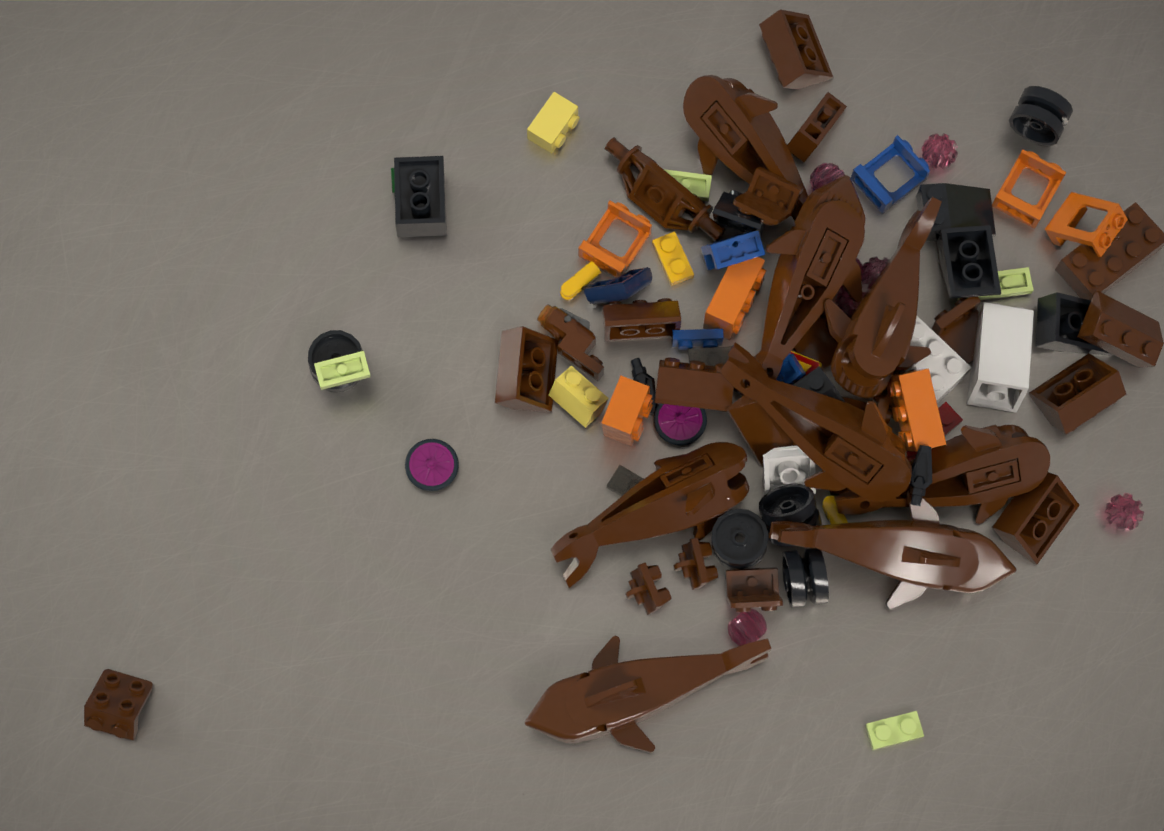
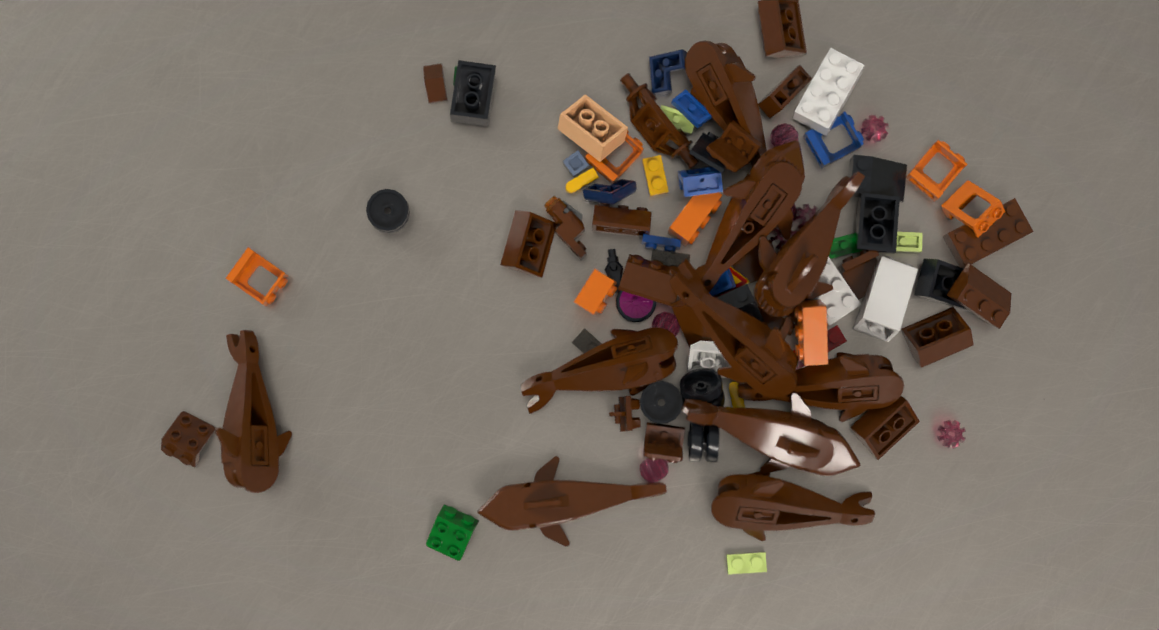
camera: 10 degrees right, 10 degrees up
(160, 468) = (246, 267): none -> orange window
(199, 672) = (249, 430): none -> reddish brown animal
(342, 370) = (390, 222): yellowish green plate -> none
(369, 195) = (435, 83): none -> reddish brown slope
(431, 464) = (445, 302): magenta wheel -> none
(494, 763) = (451, 532): none -> green bracket
(553, 122) = (585, 52): light yellow brick -> none
(568, 261) = (576, 163): none -> sand blue plate
(578, 396) = (563, 271): light yellow brick -> none
(581, 210) = (592, 128): none -> light nougat brick
(644, 589) = (584, 426): reddish brown hips -> none
(654, 125) = (660, 70): none -> dark blue brick
(702, 166) = (691, 108): none -> blue plate
(725, 433) = (667, 321): none -> clear pink piece
(871, 116) = (828, 91): none -> white brick
(917, 641) = (772, 504): none -> reddish brown animal
(921, 474) = (804, 383): black piece -> none
(934, 301) = (844, 246): none -> green plate
(1040, 115) = (958, 115): black wheel -> none

